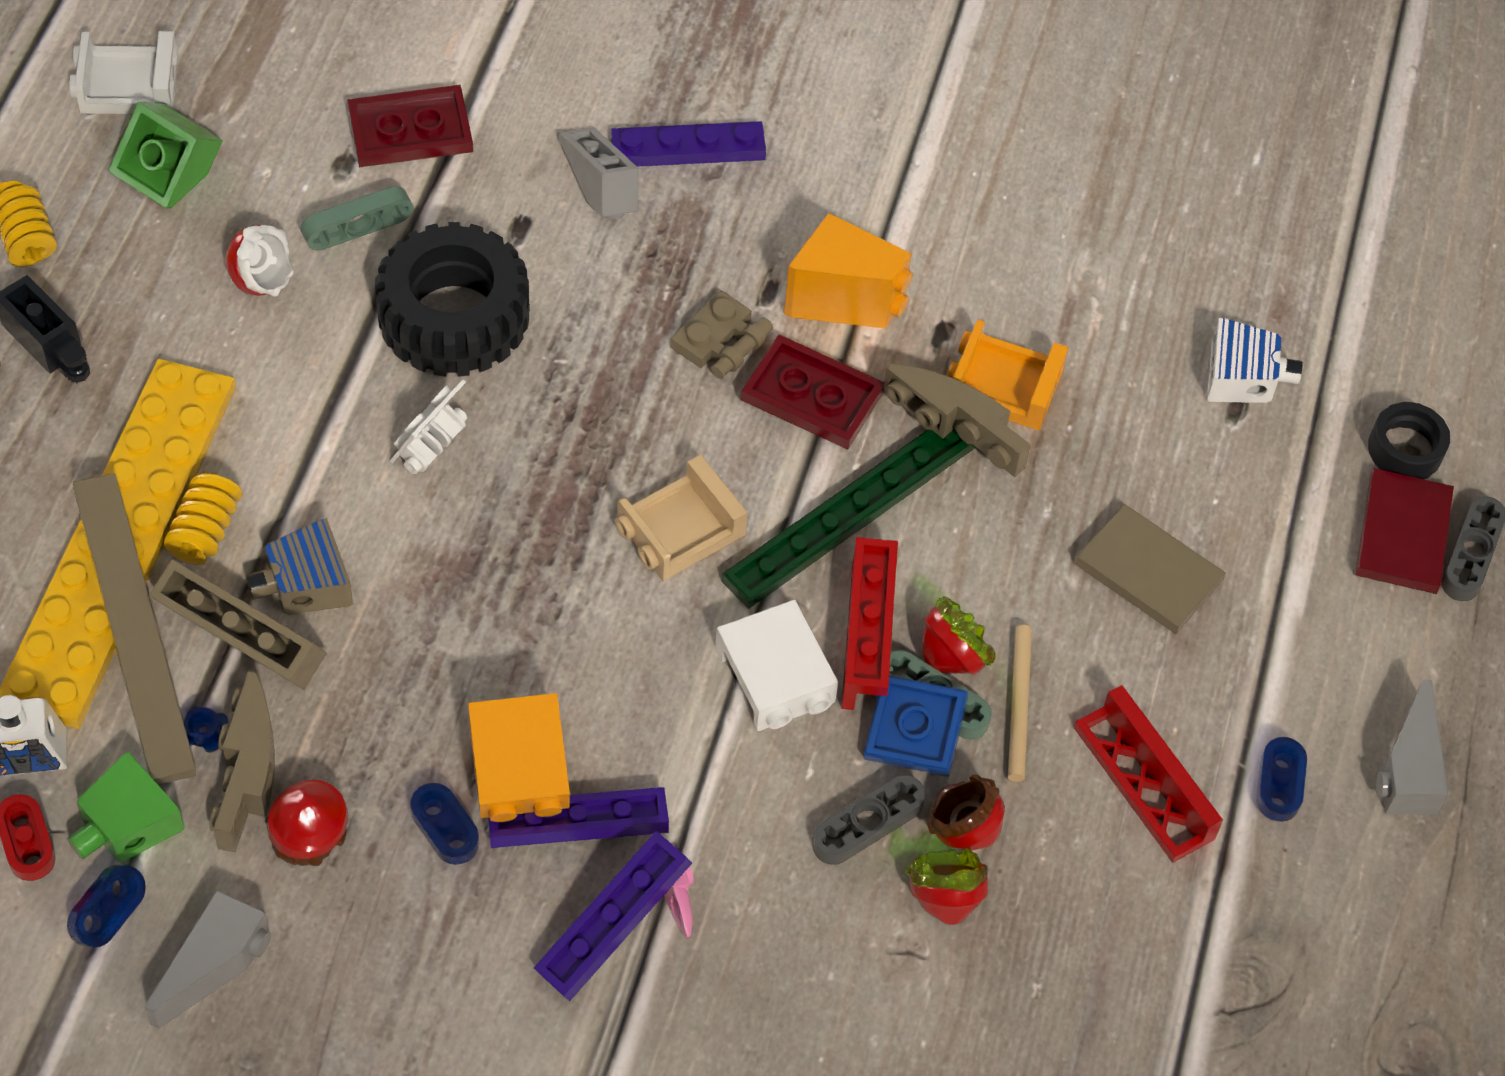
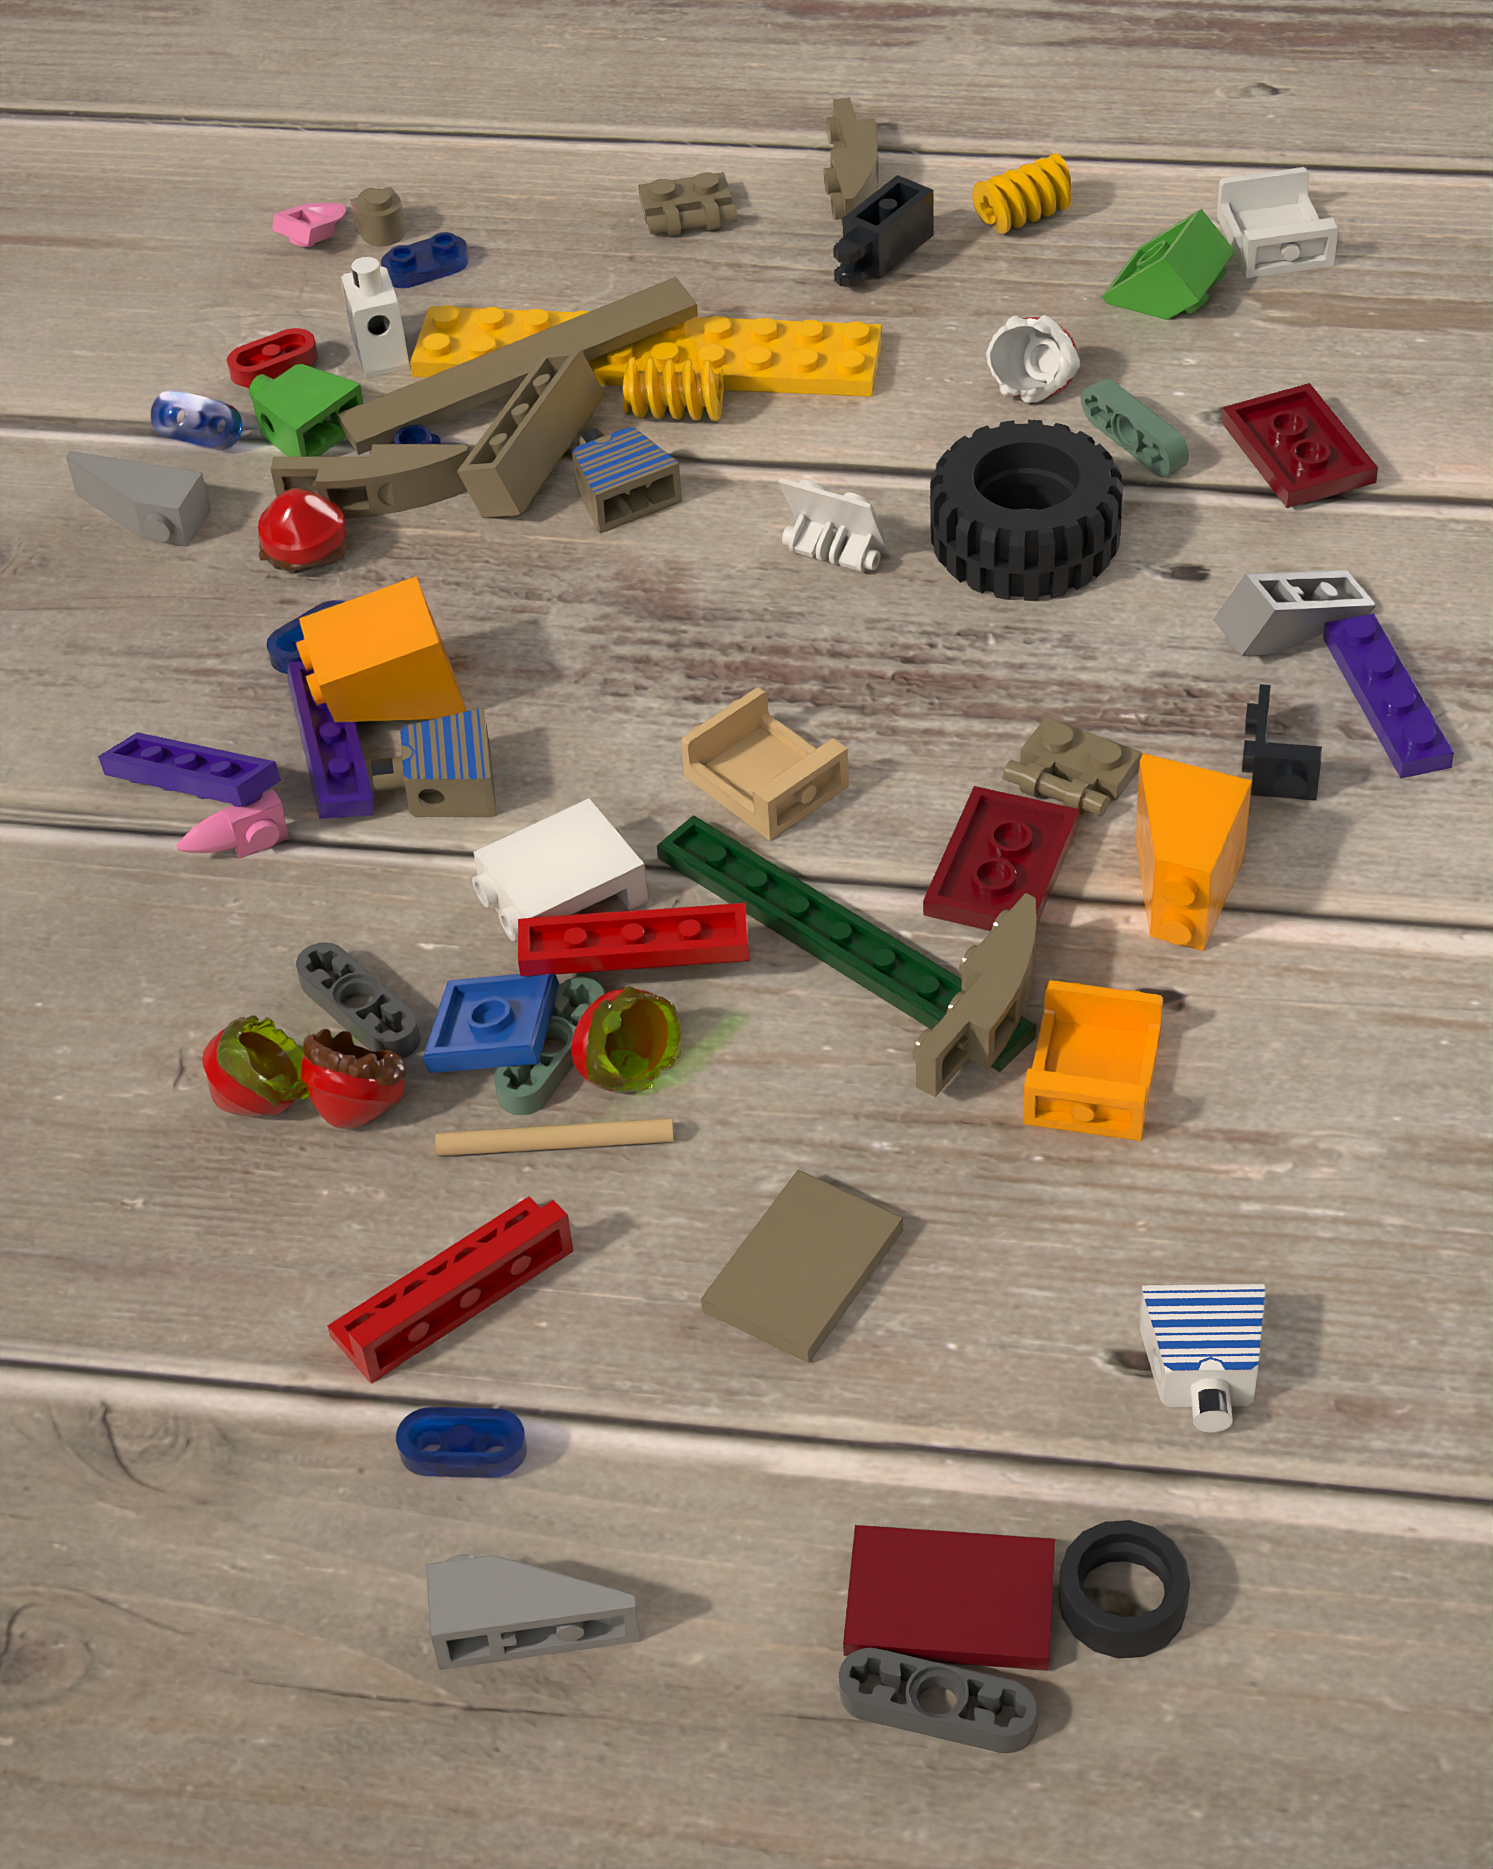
camera: 90 degrees right, 10 degrees down
(636, 733) = (443, 767): none -> dark tan torso
(735, 220) = (1278, 768): none -> black bracket

